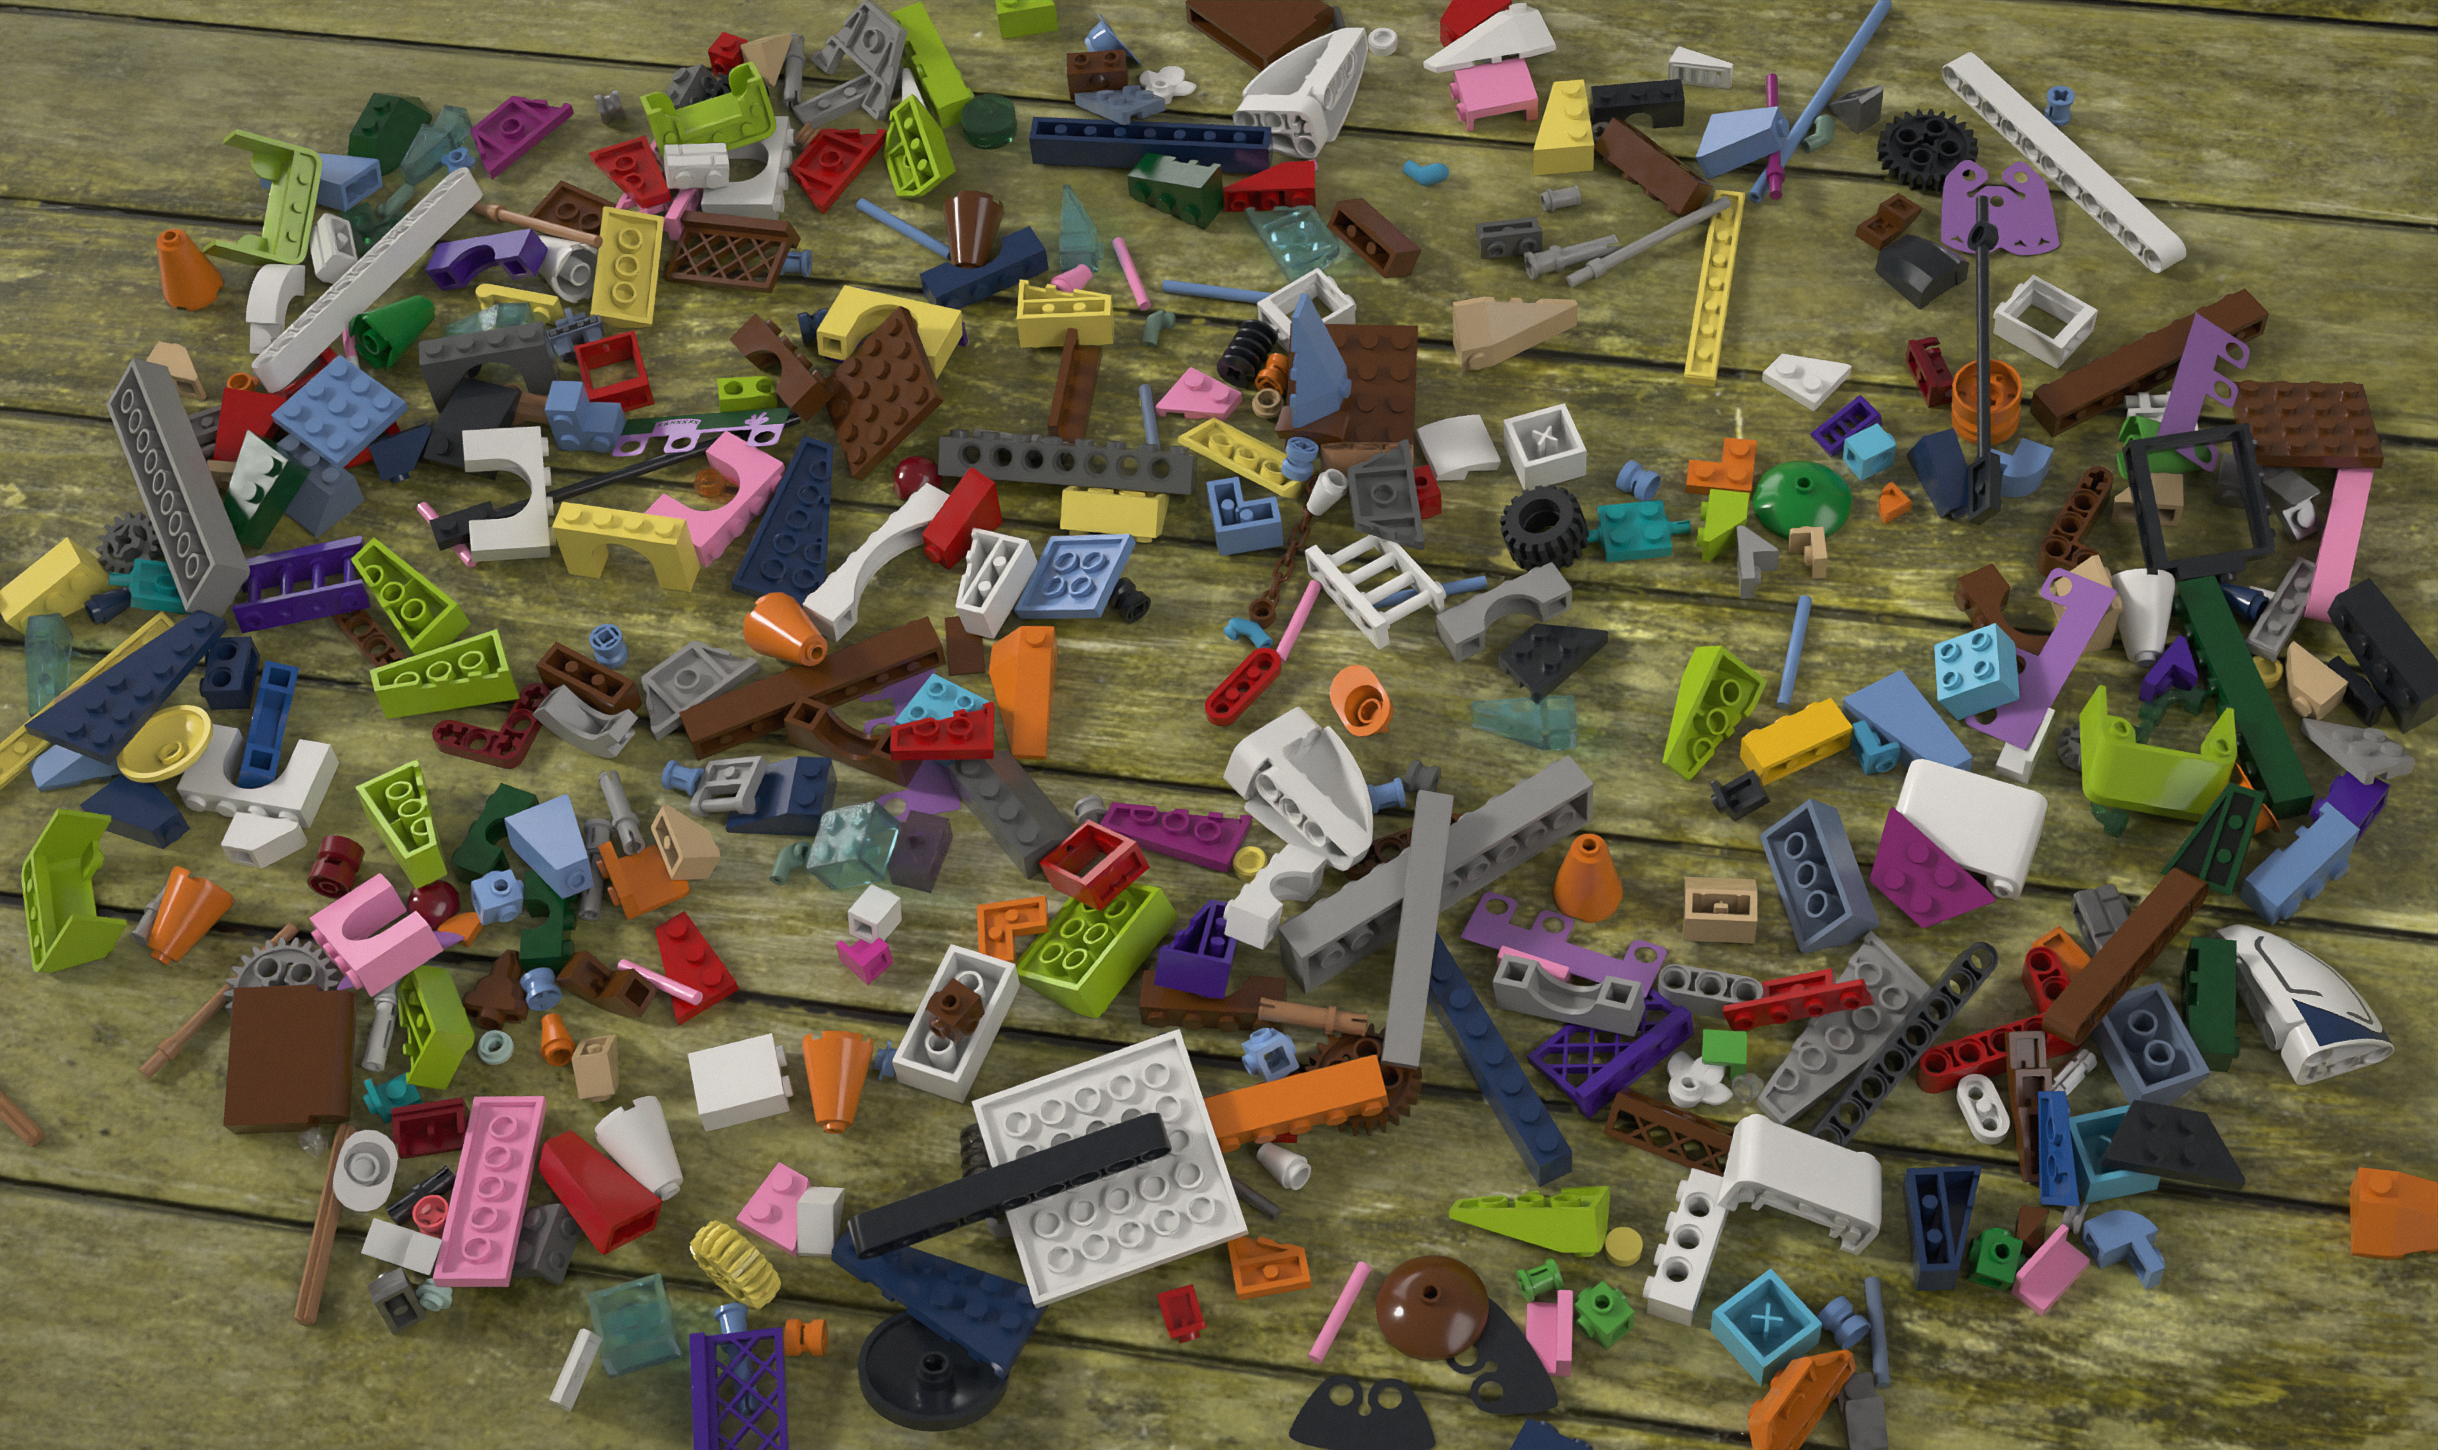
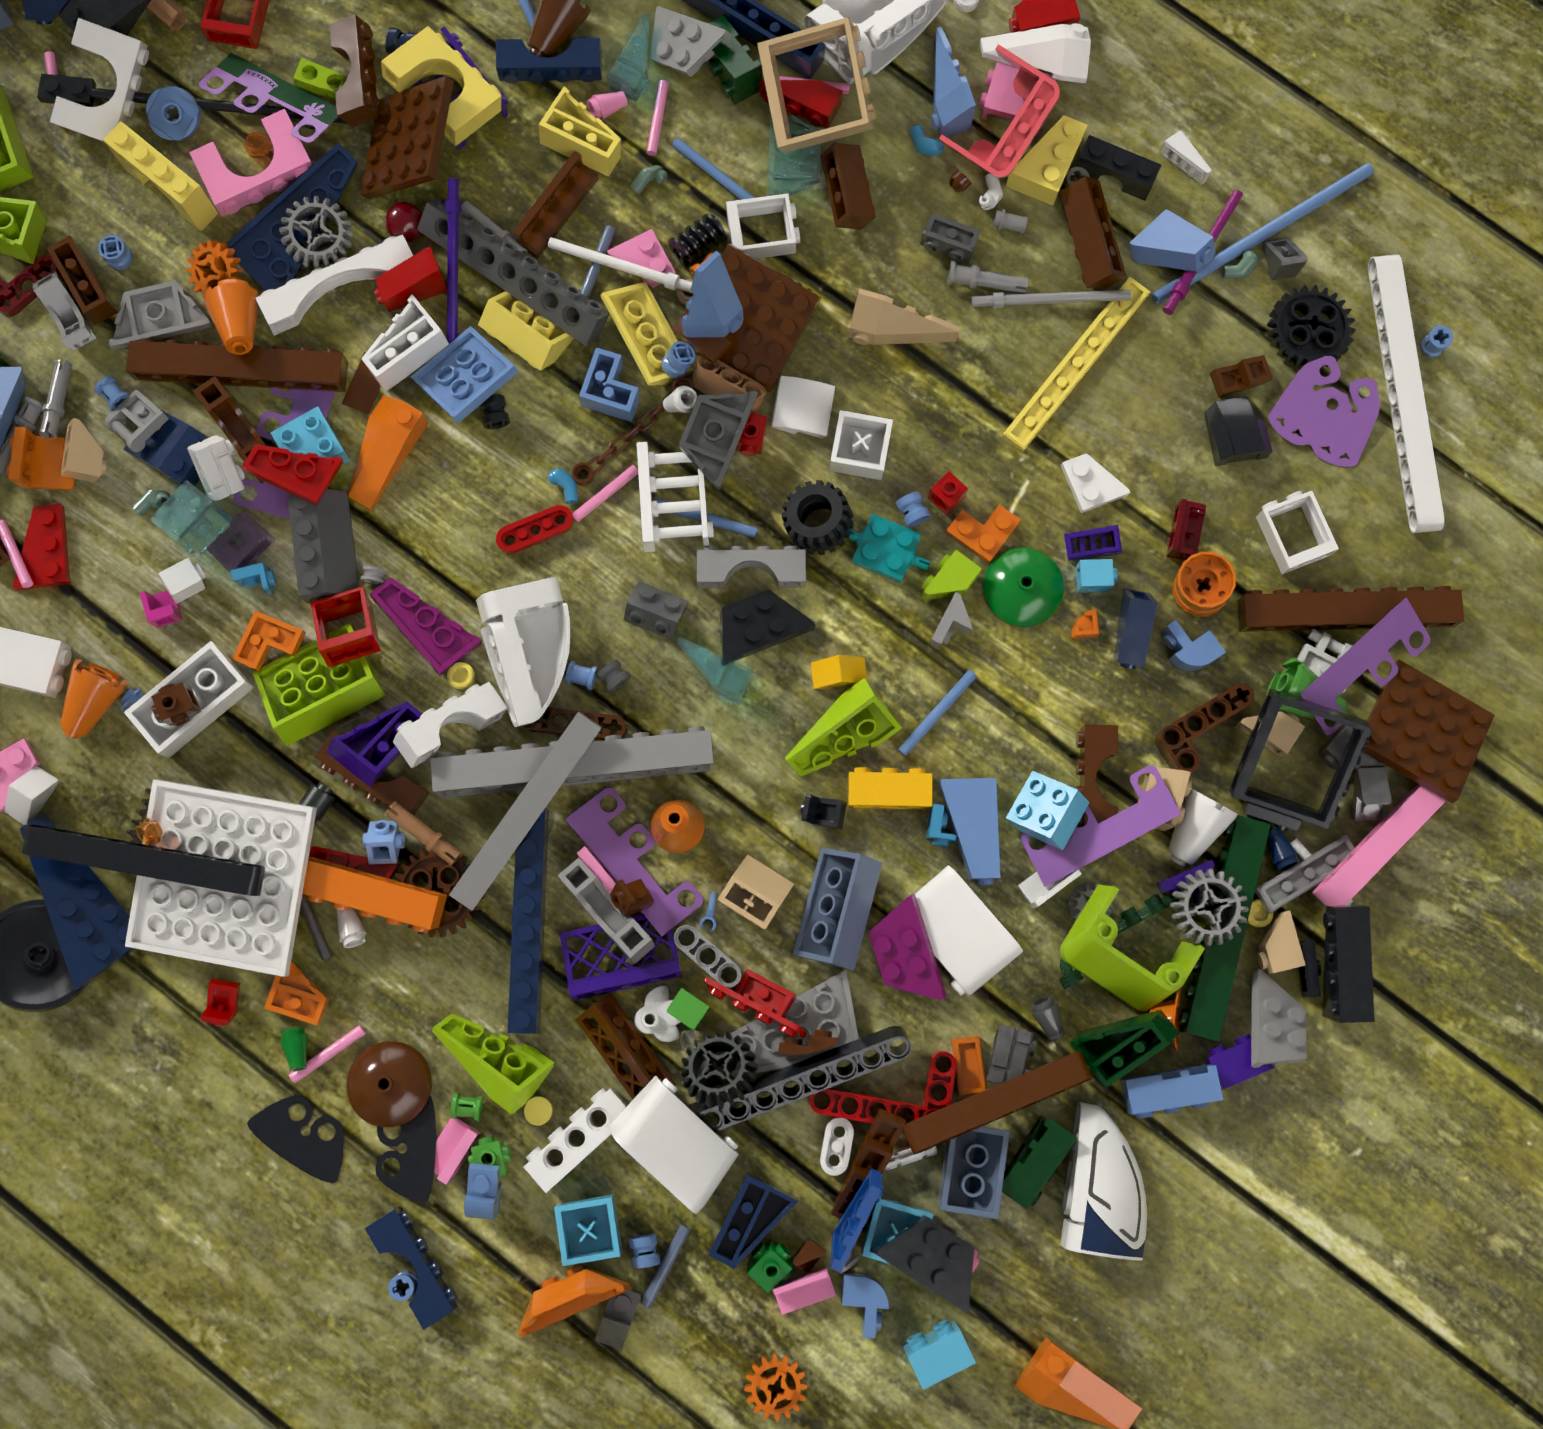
camera: 20 degrees right, 25 degrees up
(582, 423) = (188, 41): medium blue brick -> none
(602, 472) = (188, 111): none -> medium blue plate
(718, 610) = (216, 267): none -> orange gear
(843, 534) = (305, 227): none -> light grey gear
(851, 777) = (216, 467): none -> white brick
(954, 871) = (253, 574): none -> dark azure bracket
(974, 424) = (453, 207): none -> dark purple bar
(1000, 1149) = (149, 831): none -> clear orange plate
(1121, 191) = (683, 41): none -> light grey wing
(1244, 398) = (670, 280): none -> white bar
(1257, 118) = (805, 38): none -> tan window
(1298, 1316) = (294, 1045): none -> green cone
(1361, 701) = (604, 593): orange piece -> none
(1426, 700) = (655, 610): none -> dark grey bracket
(1427, 117) = (951, 93): none -> medium blue wedge
(1484, 187) = (959, 181): none -> reddish brown hinge
(1521, 69) = (1040, 97): none -> coral windscreen
(1526, 183) = (993, 194): none -> white arm
(1586, 965) = (631, 897): none -> reddish brown bracket
(1623, 1349) = (483, 1192): none -> medium blue brick
(1659, 664) = (838, 672): none -> yellow slope
(1665, 449) = (947, 493): none -> red brick
(1682, 955) = (710, 911): none -> medium blue hand
(1802, 1079) = (734, 1052): none -> pearl dark grey gear
(1811, 543) = (1000, 641): tan bracket -> none
(1889, 1008) = (817, 1042): none -> reddish brown slope
(1984, 473) = (1157, 652): black bar -> none
(2080, 1397) = (762, 1381): none -> orange gear
(2120, 870) = (1048, 1016): none -> dark grey cone
(2211, 680) = (1232, 901): none -> light grey gear
(2244, 1245) = (938, 1353): none -> medium azure brick

